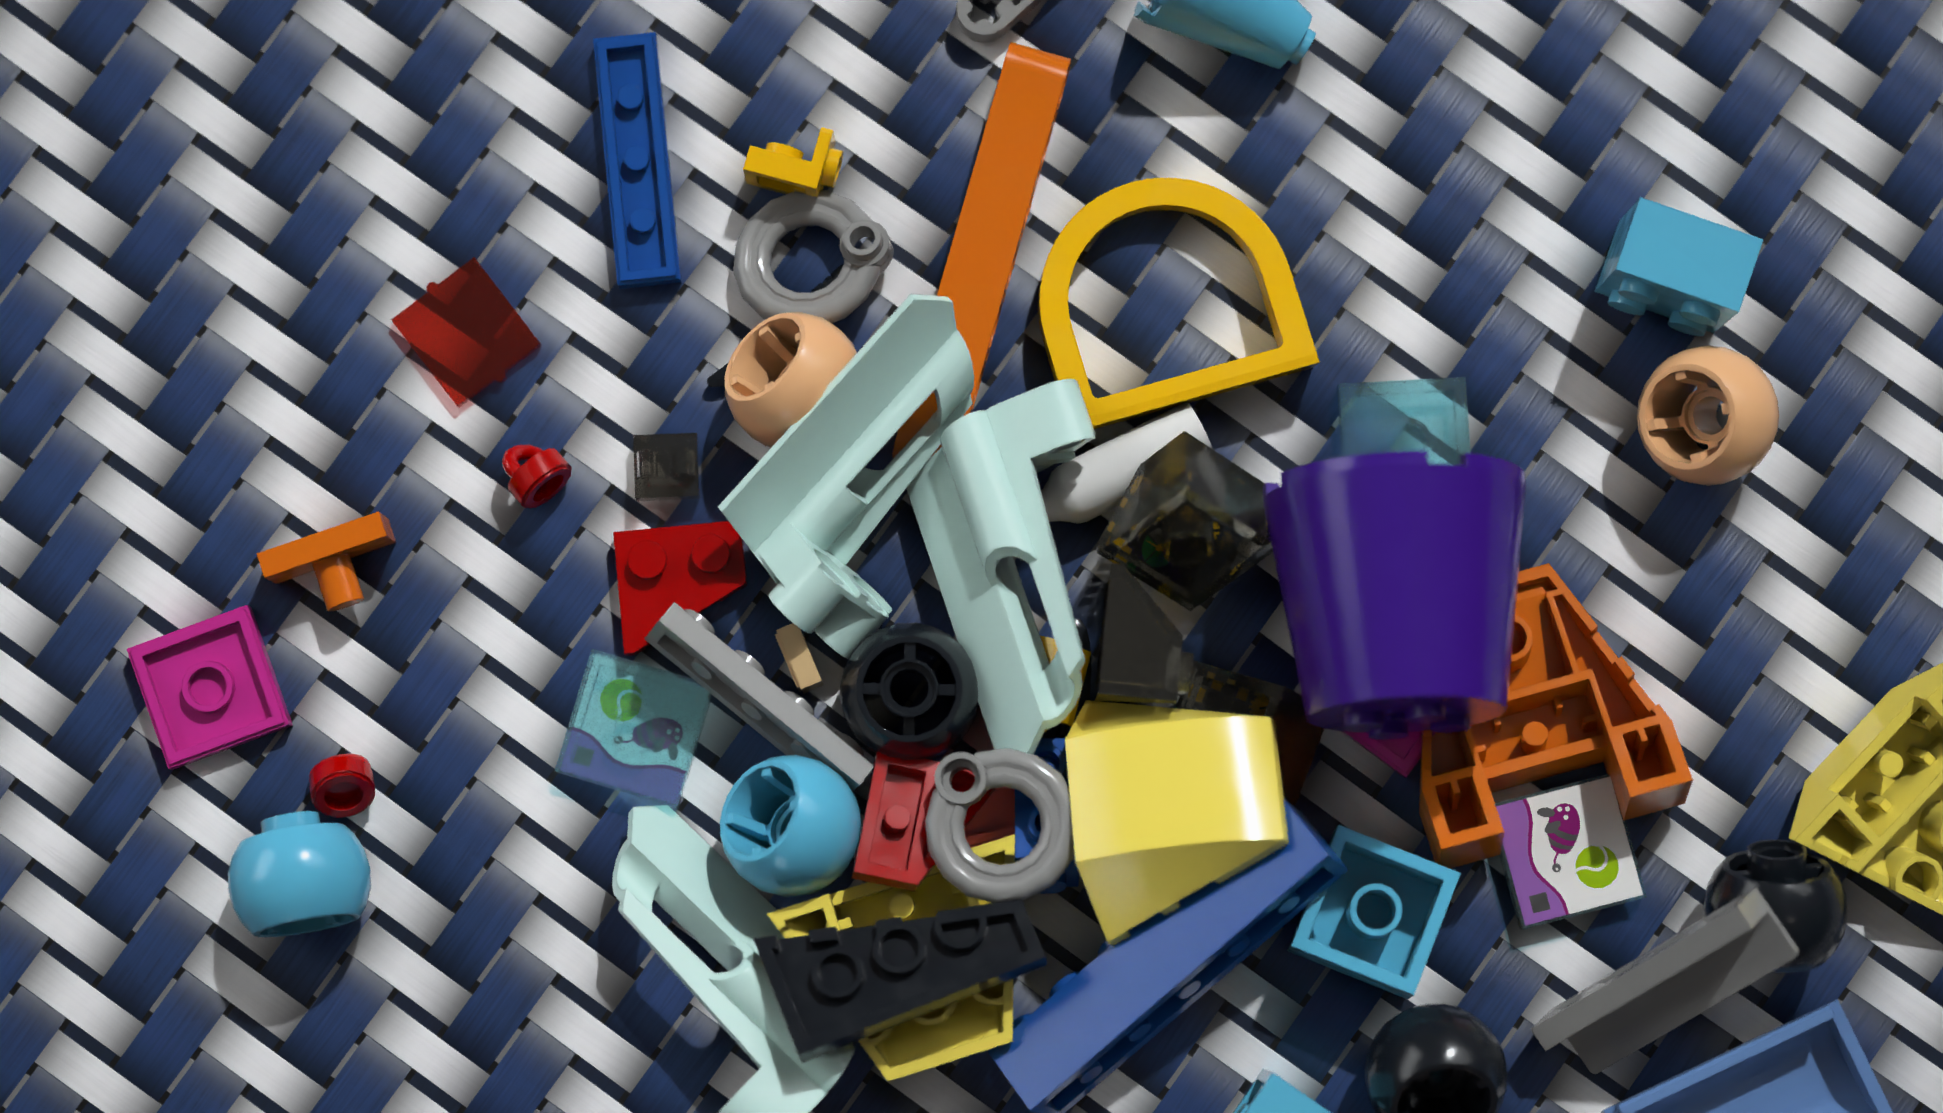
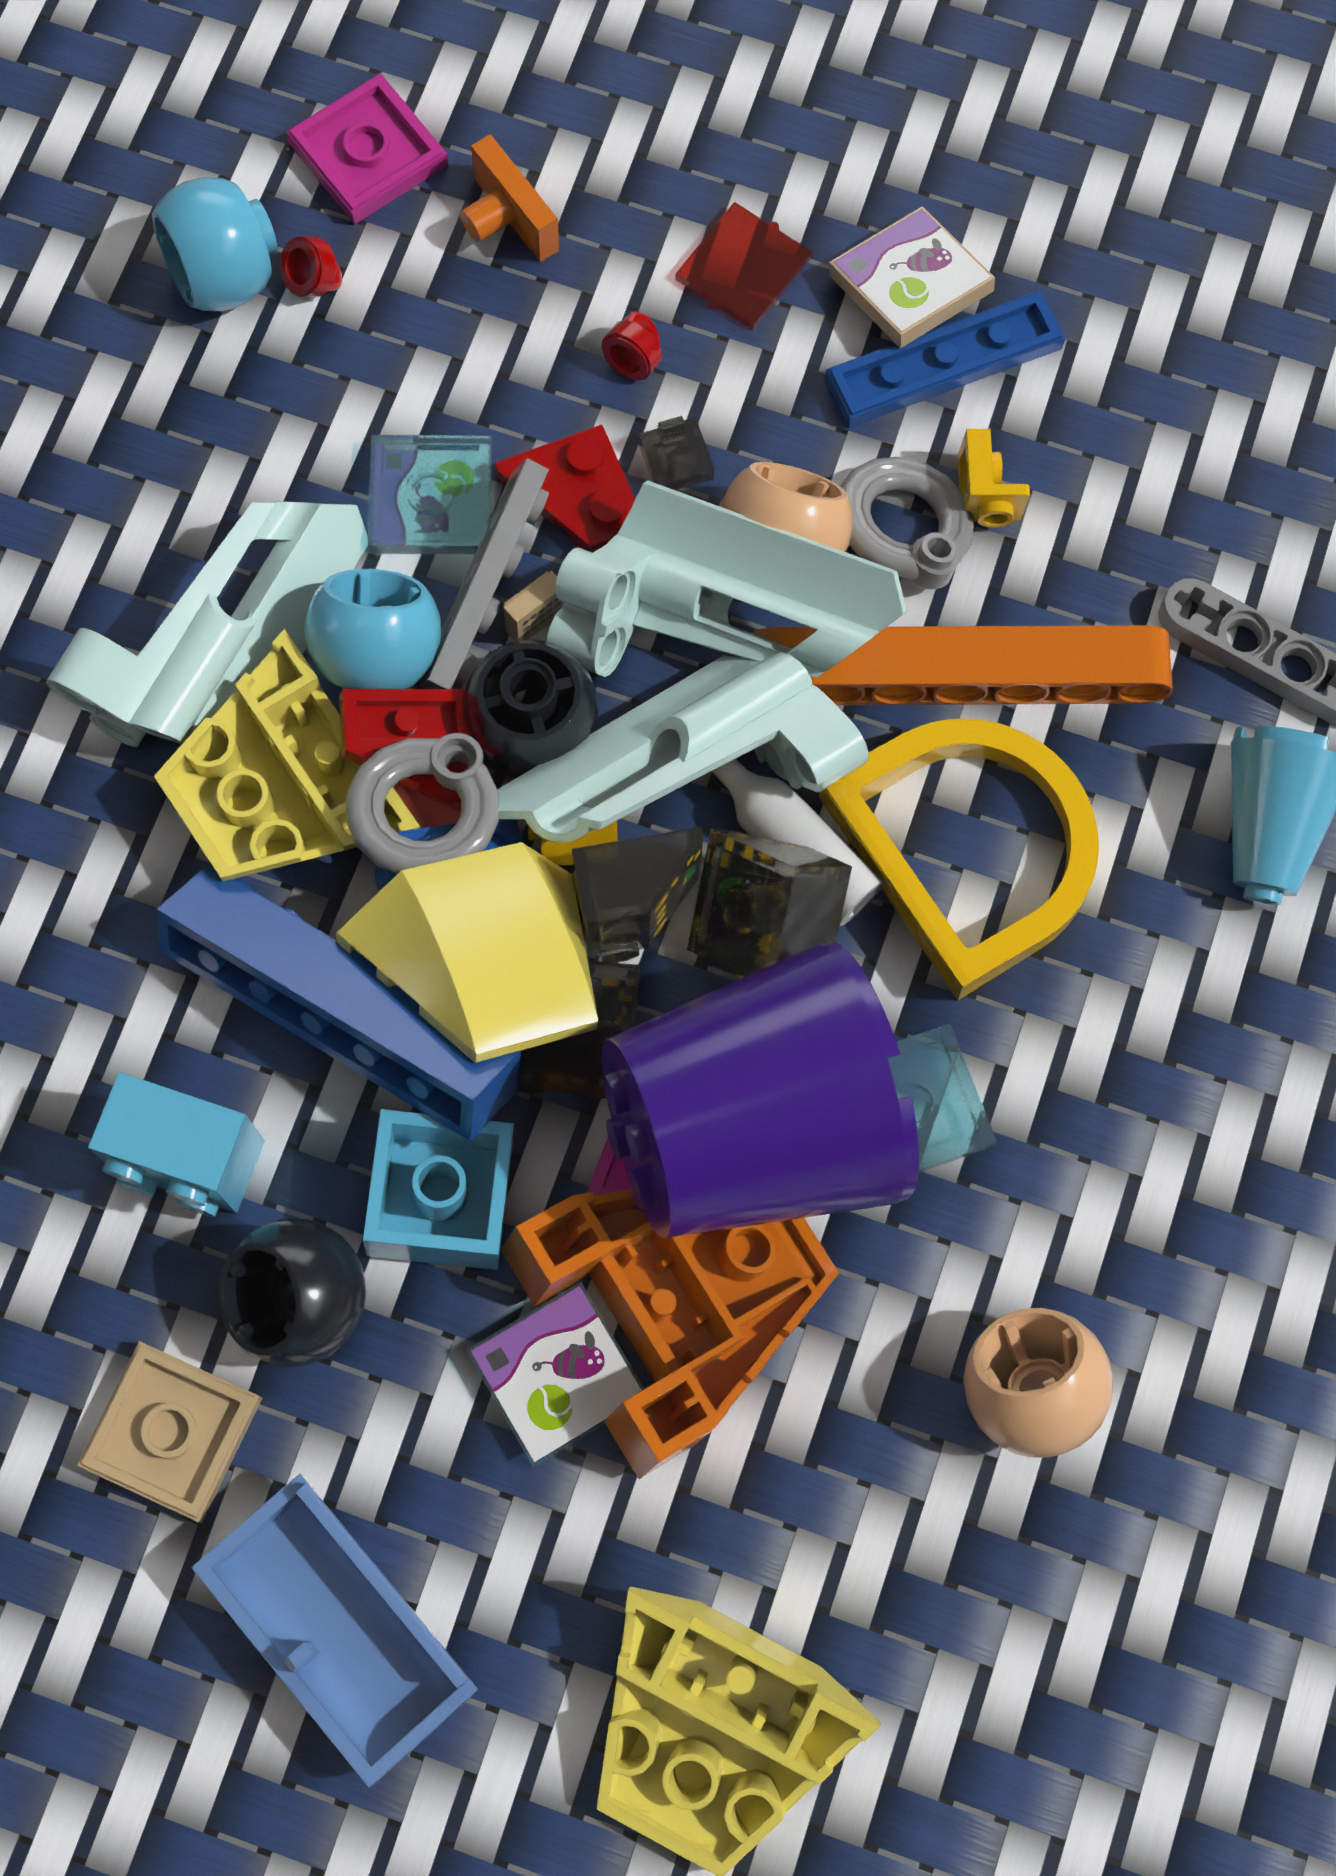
camera: 70 degrees right, 10 degrees down
(540, 165) = (911, 277): none -> tile
(874, 977) = (242, 724): black wing -> none
(1670, 983) = (447, 1504): light grey panel -> none
(1677, 267) = (1177, 1309): medium azure brick -> none
(1798, 889) = (553, 1595): black wheel -> none

